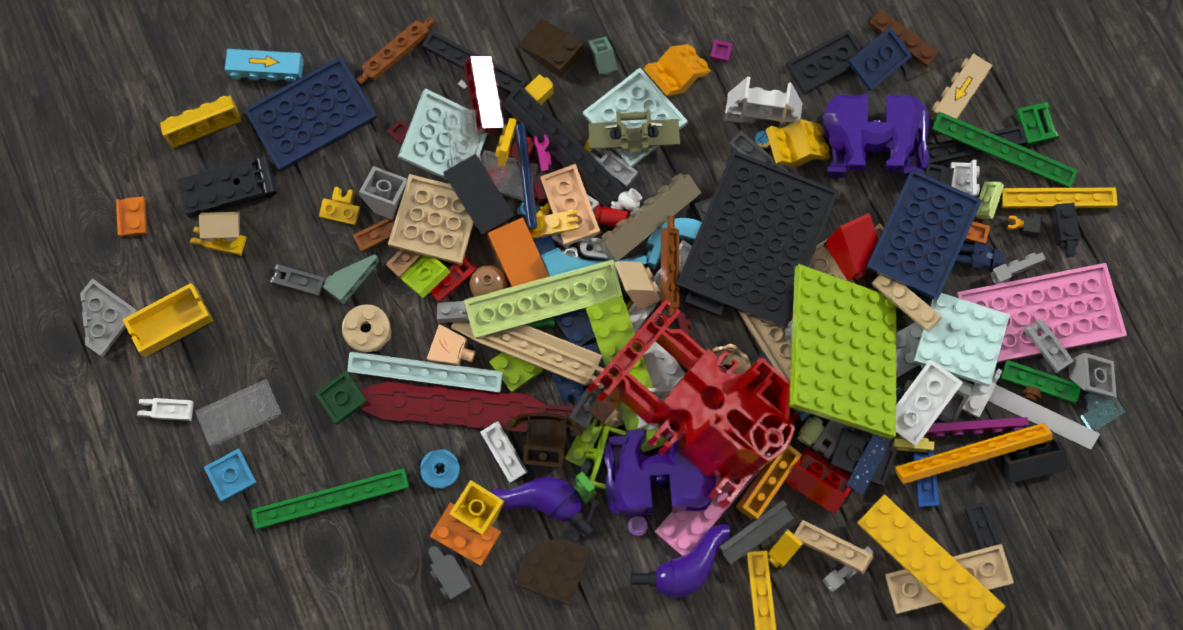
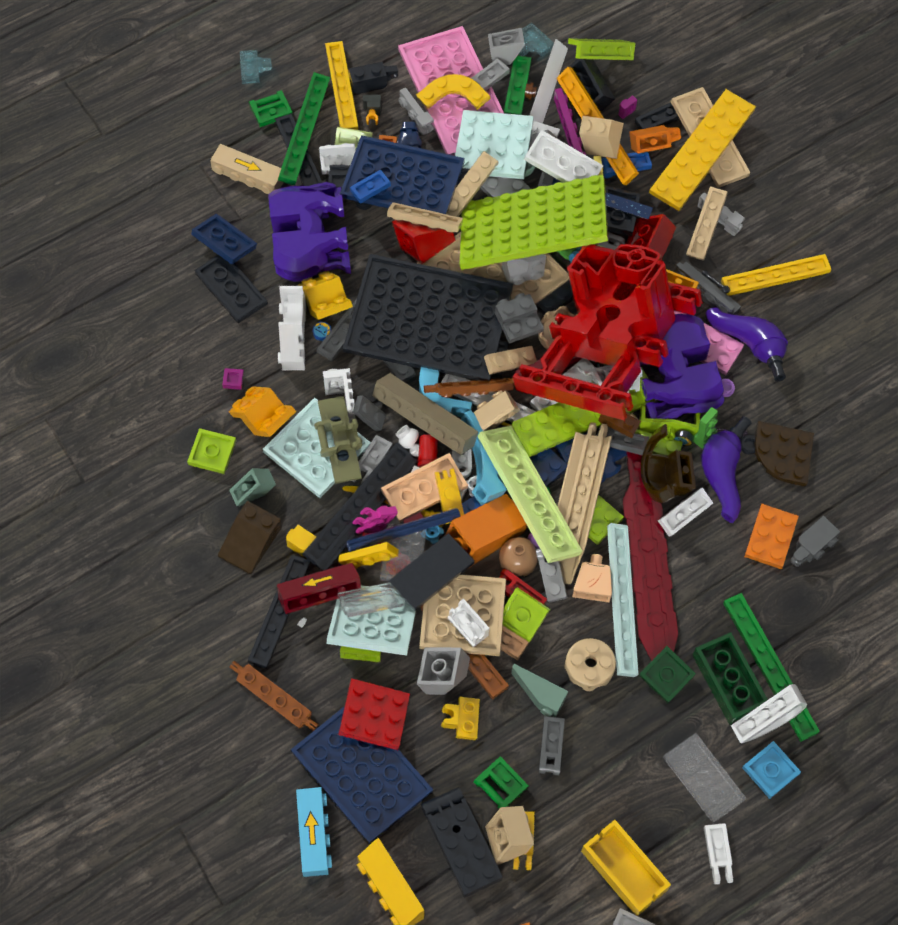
camera: 105 degrees left, 10 degrees down
(274, 479) = (770, 714): none -> white window
(275, 234) = (505, 778): none -> green plate
(322, 454) = (729, 677): none -> dark green brick
(356, 128) = (374, 714): none -> red plate
(398, 131) = (368, 671): dark red plate -> none
(419, 219) = (468, 623): none -> white hinge
(440, 480) = (719, 579): dark azure plate -> none
(477, 507) = (747, 523): yellow slope -> none
(646, 24) = (211, 451): none -> lime plate
(659, 166) = (369, 413): none -> dark grey plate
(693, 148) = (337, 383): none -> white plate
(697, 310) = (509, 359): none -> tan plate
(739, 323) = (518, 317): none -> dark grey plate
(751, 550) = (726, 289): none -> black hinge
(784, 549) = (720, 258): yellow slope -> none
(867, 245) = (425, 217): none -> tan plate
(912, 196) = (370, 186): none -> blue plate
(915, 45) = (184, 240): reddish brown plate -> none
(952, 514) = (653, 138): none -> orange hinge
(955, 450) = (600, 136): none -> tan slope
(1000, 495) = (627, 106): none -> magenta plate
(1041, 307) = (453, 85): none -> yellow plate
(1075, 479) = (603, 49): none -> lime fence
(1095, 112) = (253, 65): none -> clear light blue hinge

